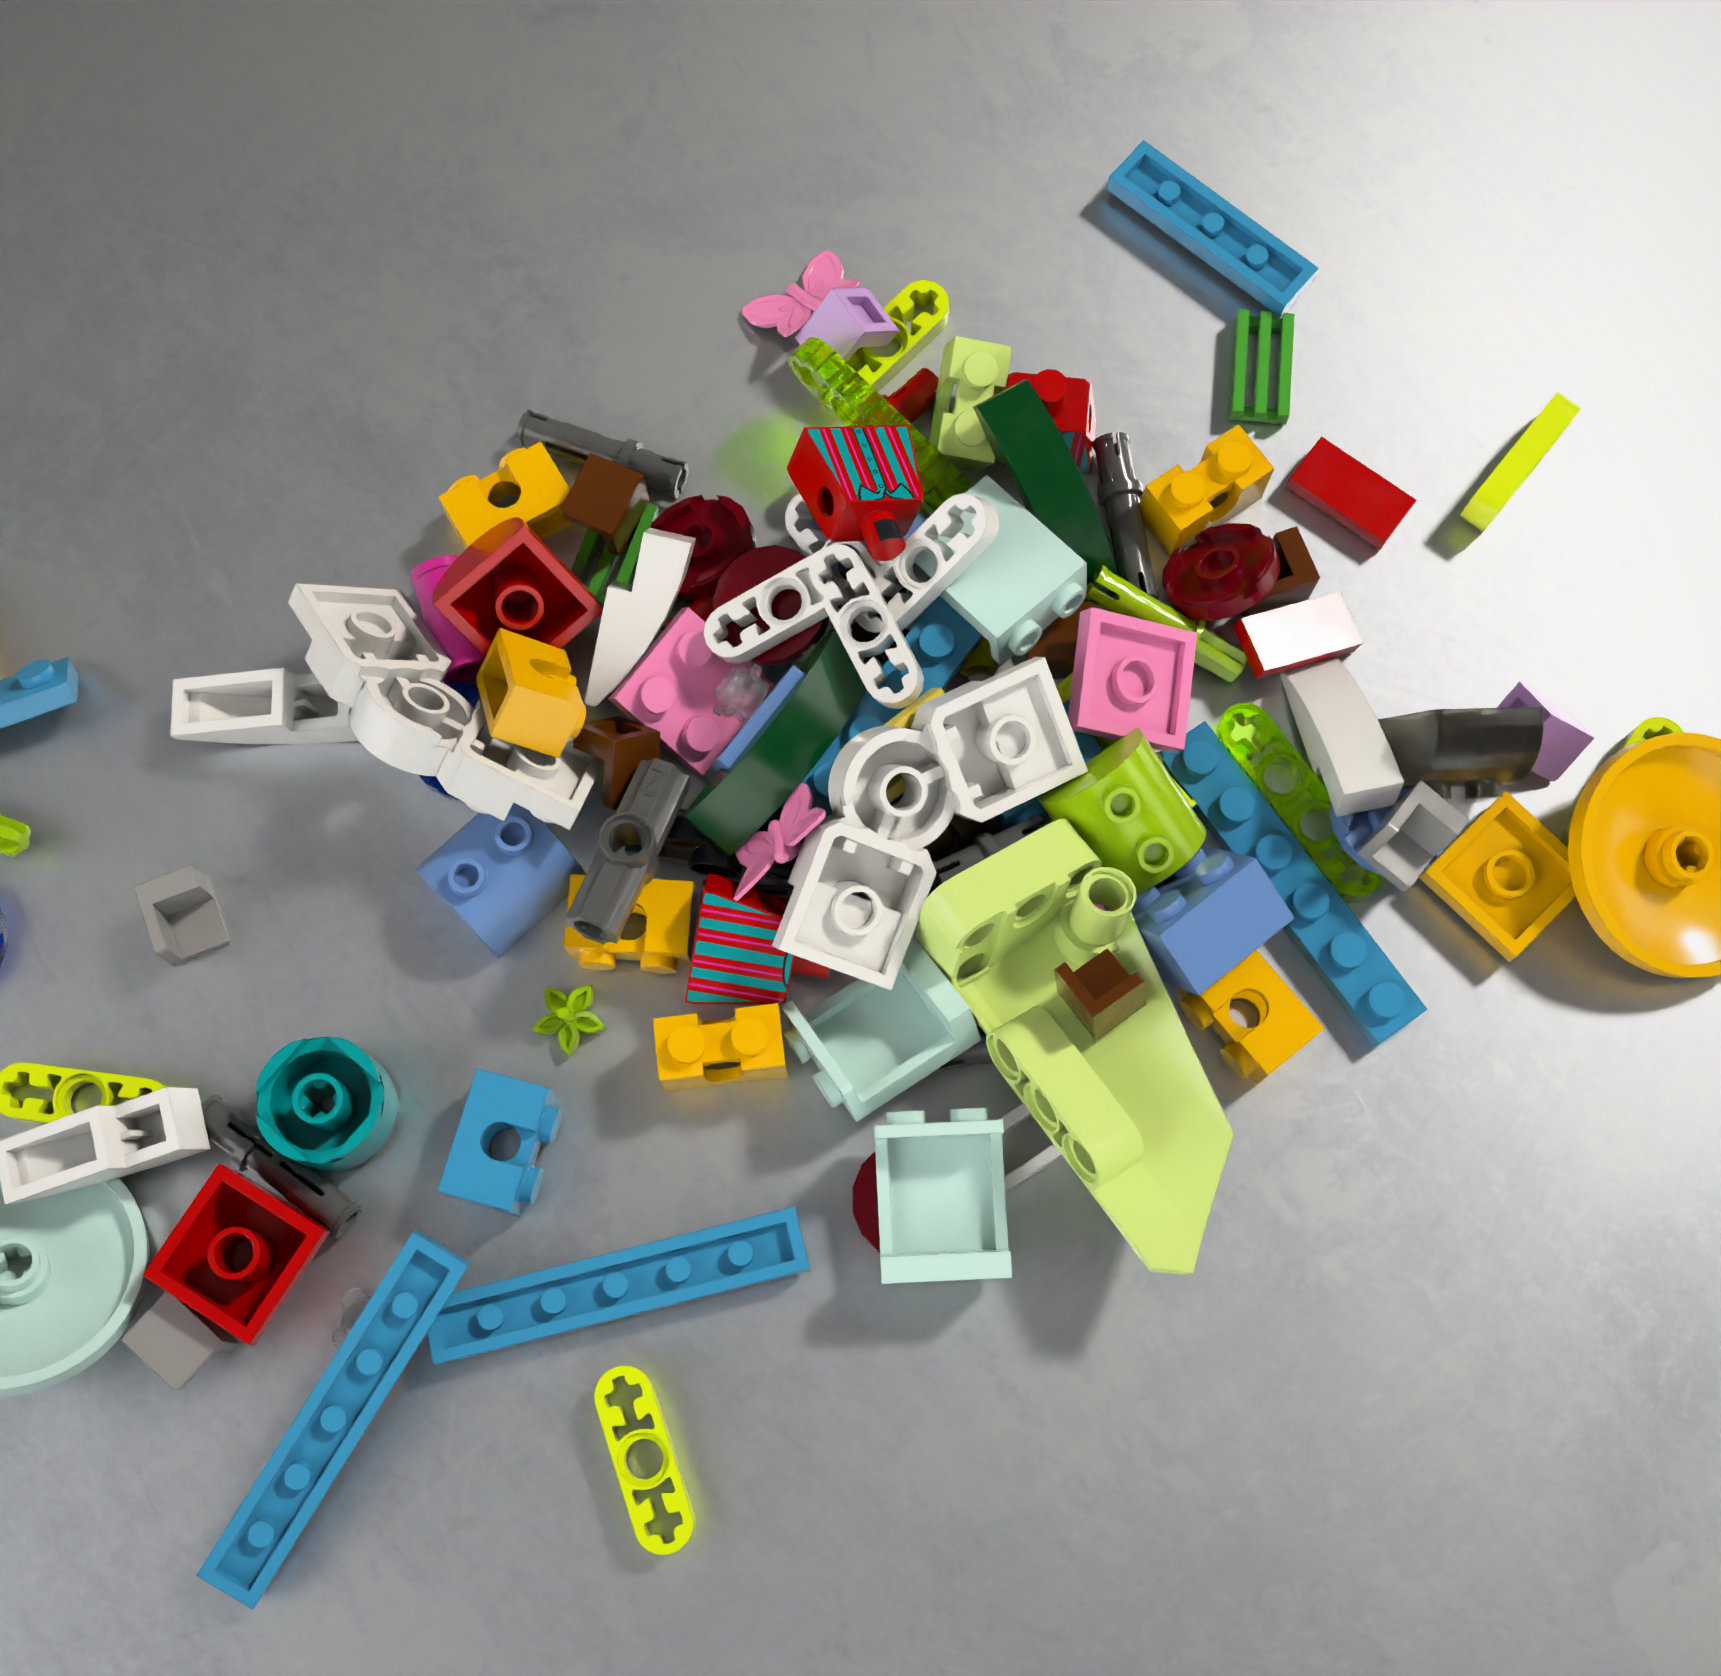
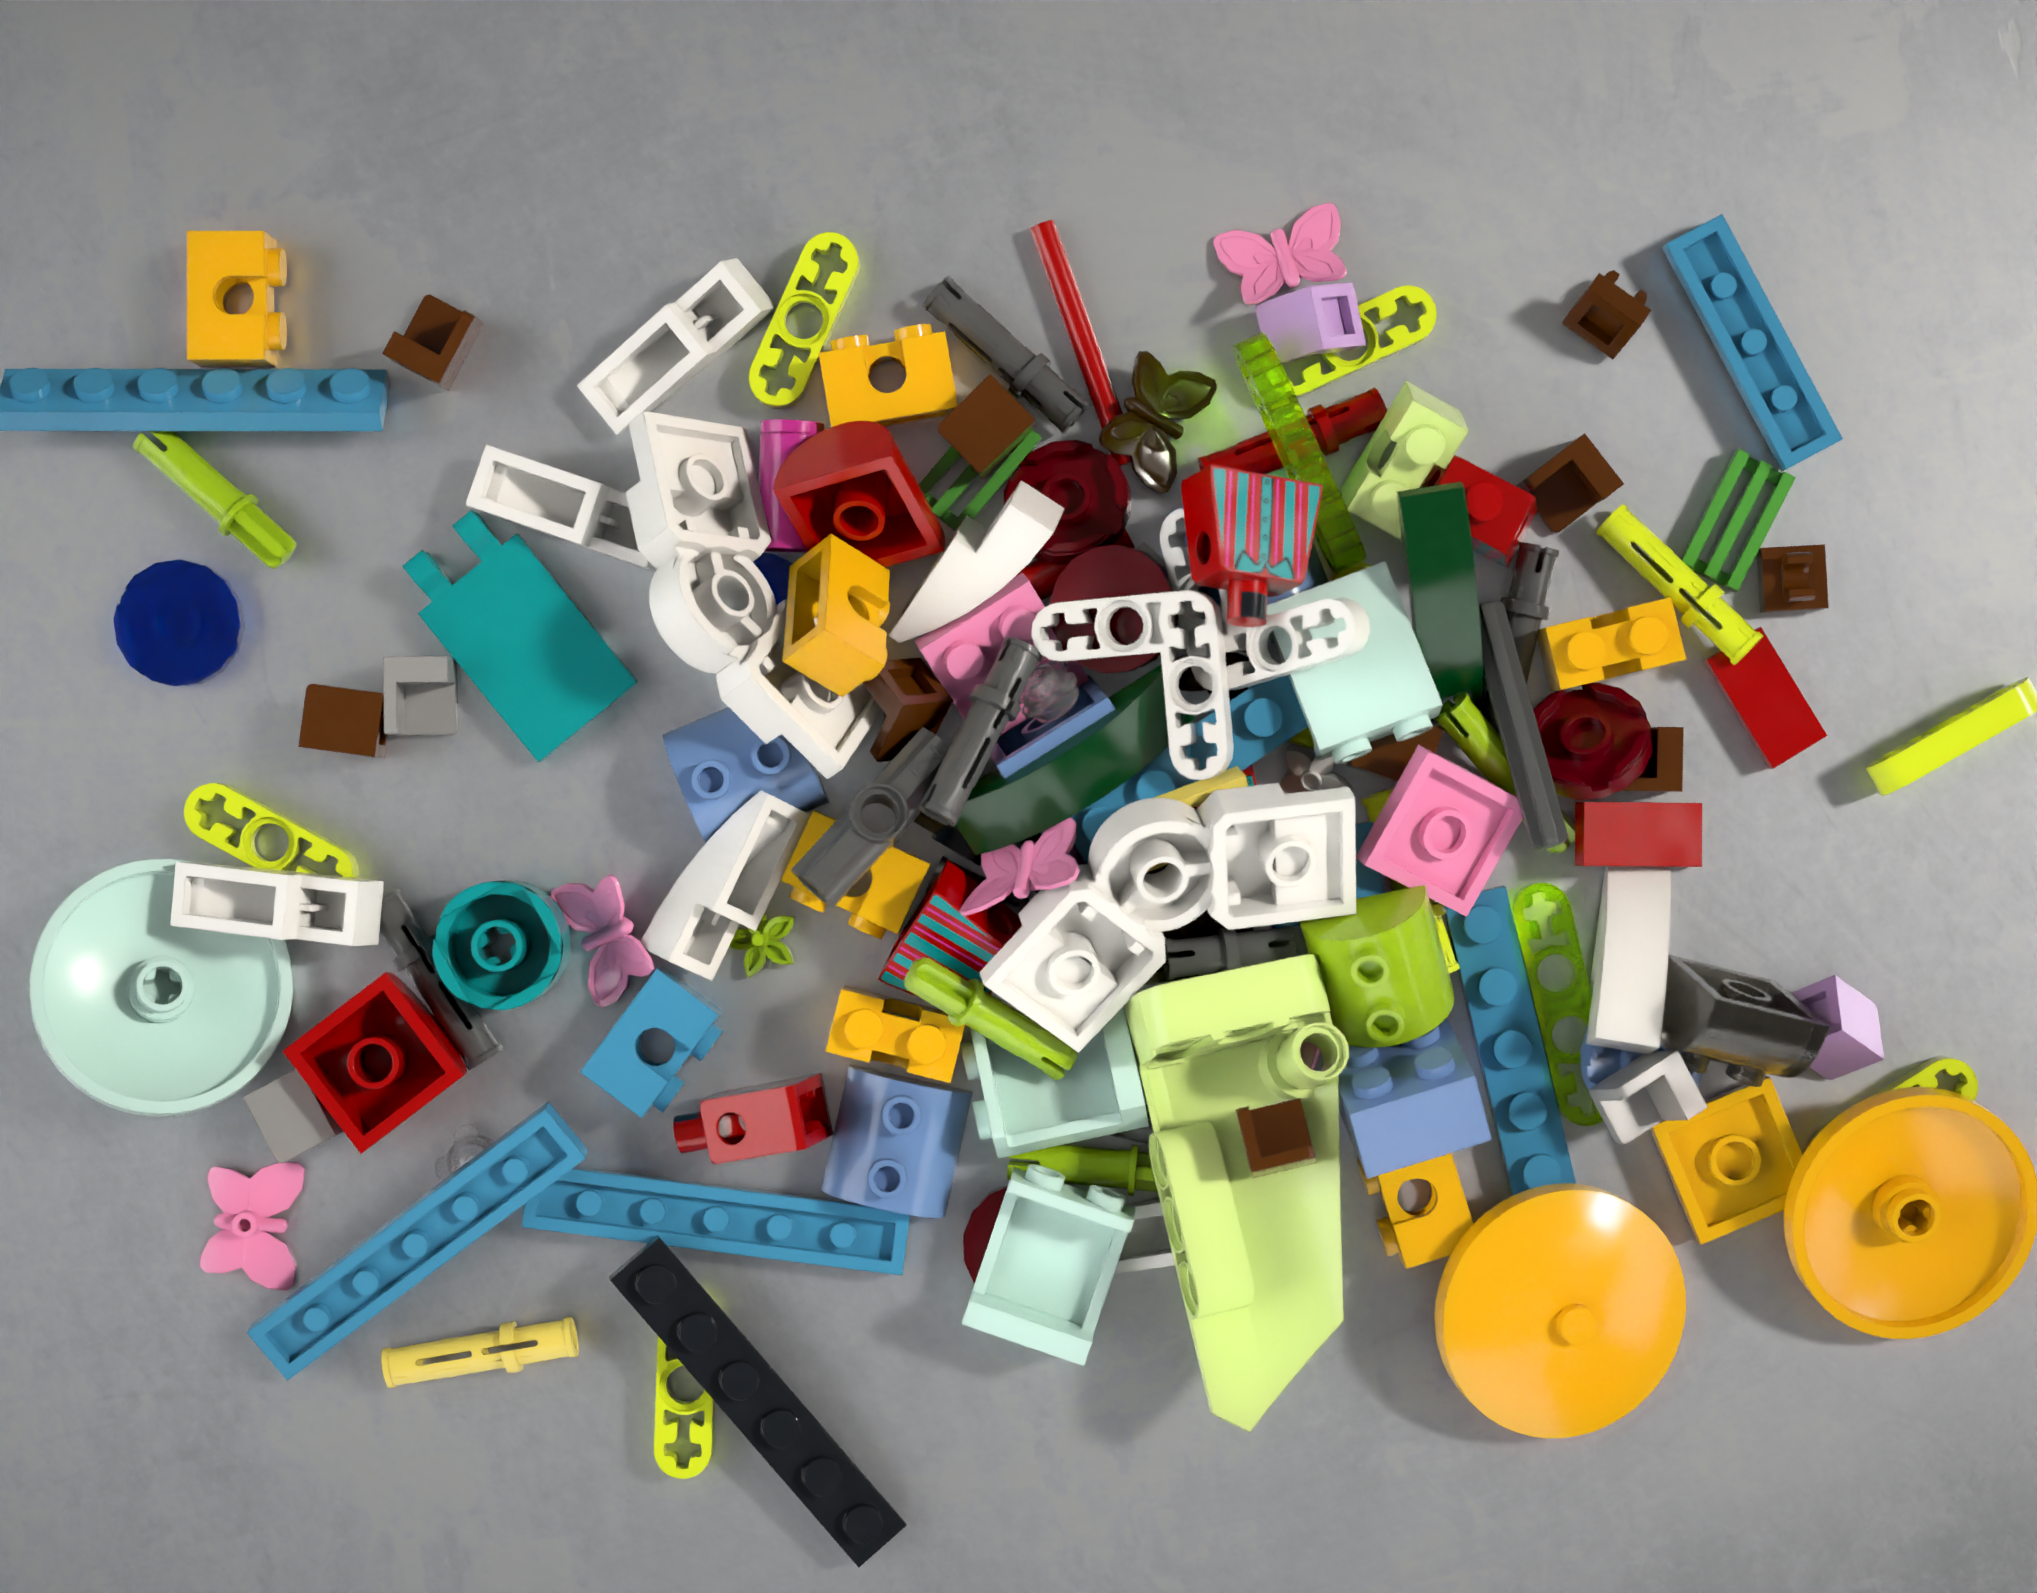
camera: 20 degrees right, 15 degrees up
(106, 620) = (435, 341): none -> reddish brown panel
(118, 963) = (343, 721): none -> reddish brown panel
(168, 1469) = (246, 1222): none -> bright pink piece
(261, 837) = (521, 639): none -> teal tile
(316, 540) = (677, 344): none -> white slope
(410, 468) = (837, 284): none -> neon yellow beam
(436, 1068) = (618, 952): none -> bright pink piece
(456, 1493) = (554, 1341): none -> light yellow pin
(515, 973) = (726, 885): none -> white slope
(642, 1163) = (776, 1115): none -> torso
(664, 422) = (1077, 325): none -> red bar
(695, 717) = (992, 708): none -> dark grey pin
(719, 1445) = (757, 1400): none -> black plate
(742, 459) = (1148, 419): none -> dark brown piece
(758, 1147) = (896, 1143): none -> medium blue brick
(798, 990) = (982, 1012): none -> lime axle
(973, 1091) = (1093, 1166): none -> lime axle
(1085, 247) = (1607, 314): none -> reddish brown tile
(1119, 379) = (1571, 483): none -> reddish brown panel
(1165, 581) = (1519, 730): none -> dark grey axle
(1302, 445) = (1689, 593): none -> neon yellow pin
(1328, 394) = (1792, 578): none -> reddish brown tile
(1420, 1064) = (1560, 1310): none -> yellow dish

